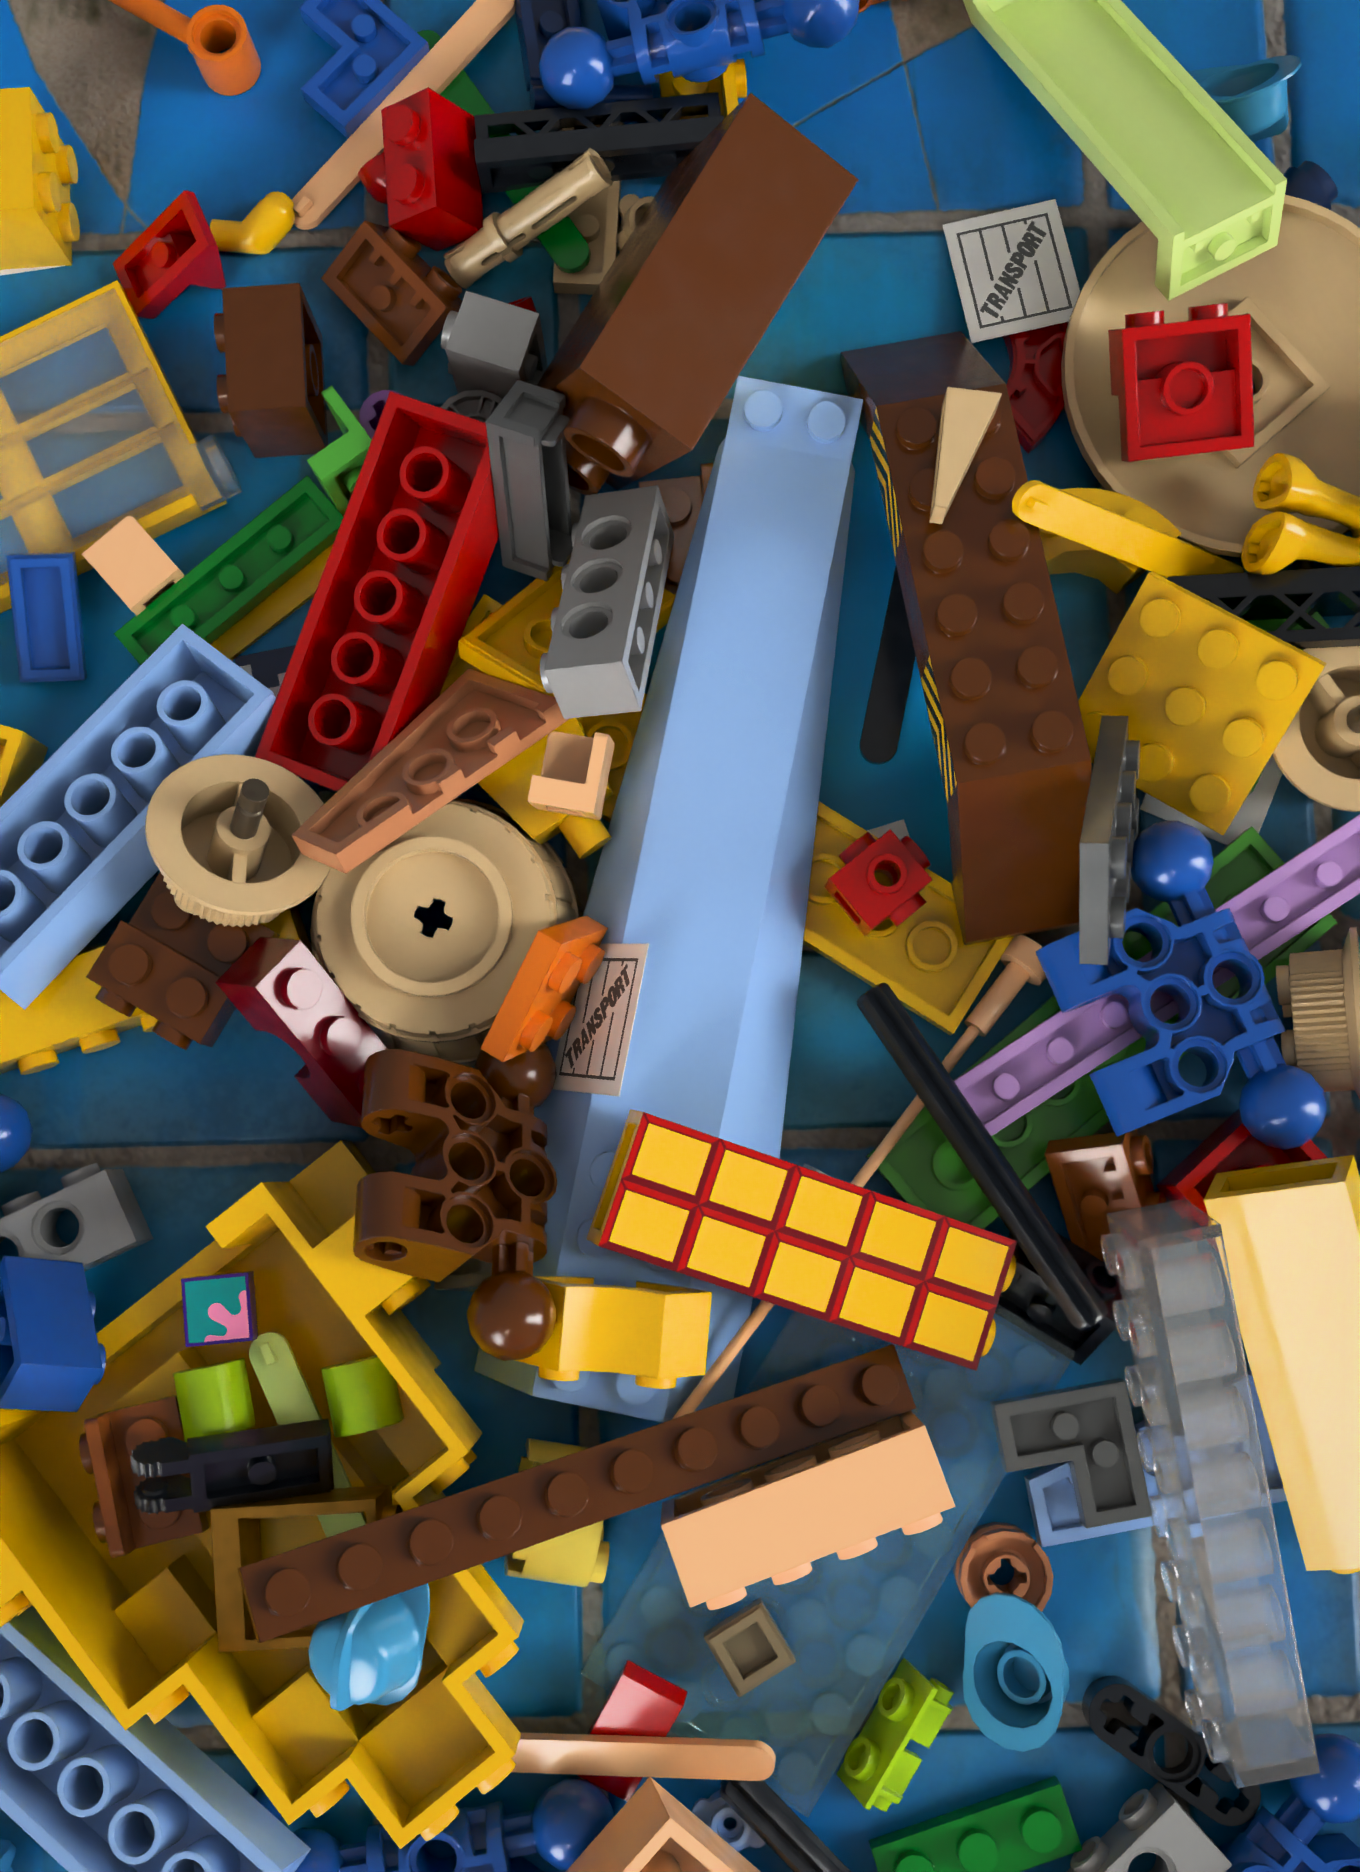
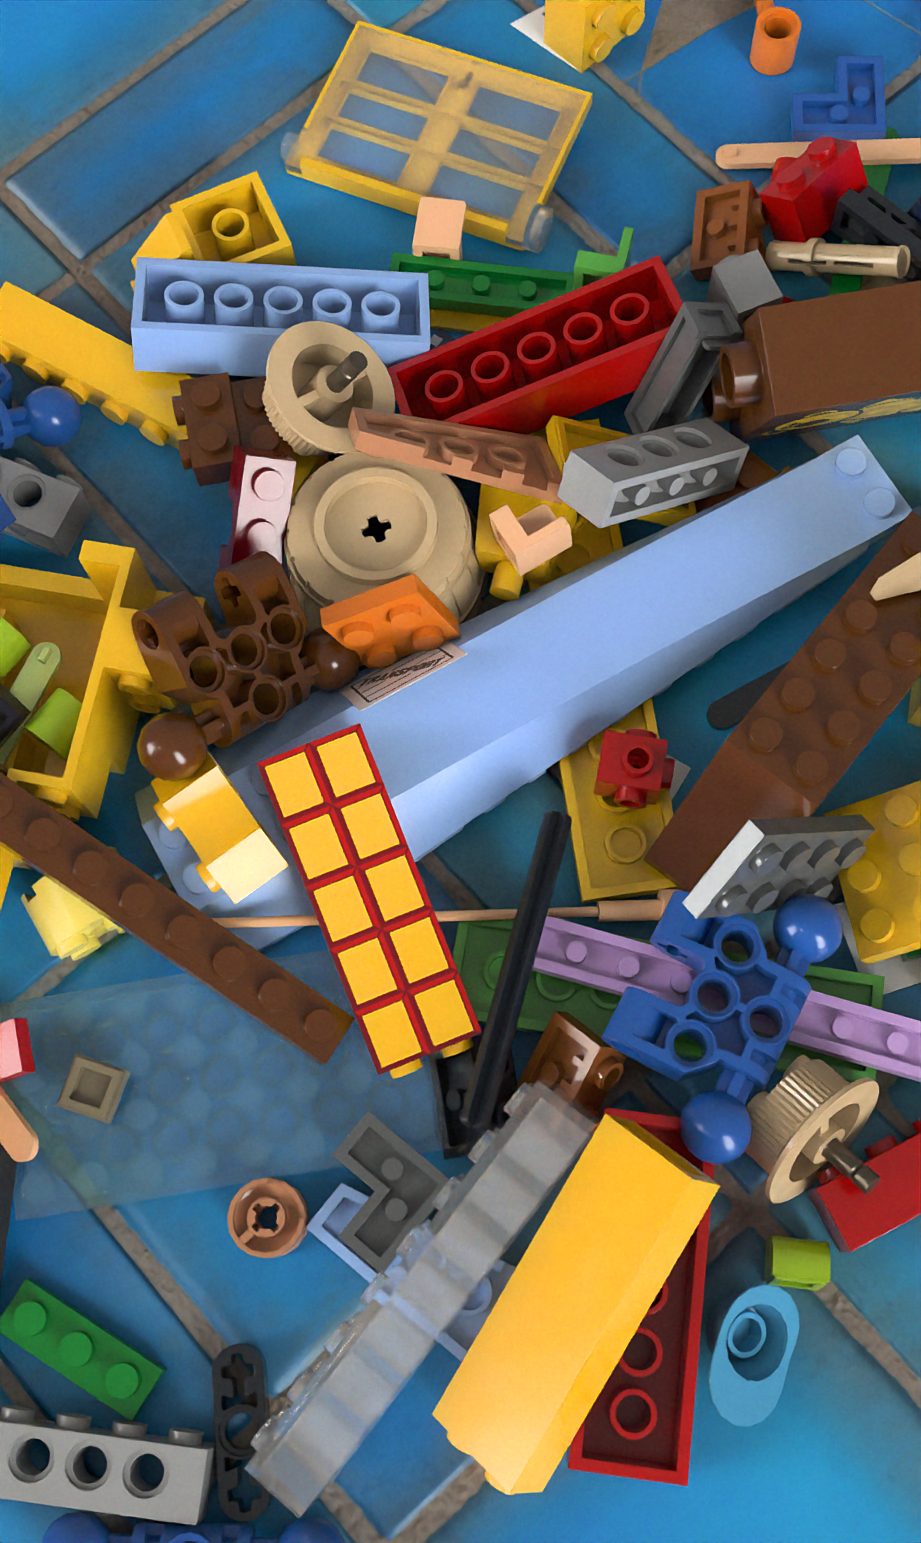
camera: 55 degrees right, 10 degrees down
(47, 616) = (370, 213): blue tile -> none
(169, 258) = (632, 107): red slope -> none
(219, 1309) = (48, 607): tile -> none
(259, 230) = (692, 141): yellow arm -> none
(272, 370) = (623, 189): reddish brown brick -> none
(805, 1509) = (196, 1030): light nougat brick -> none
(877, 1761) = (84, 1237): lime hinge -> none
(1013, 1672) = (211, 1272): dark azure piece -> none

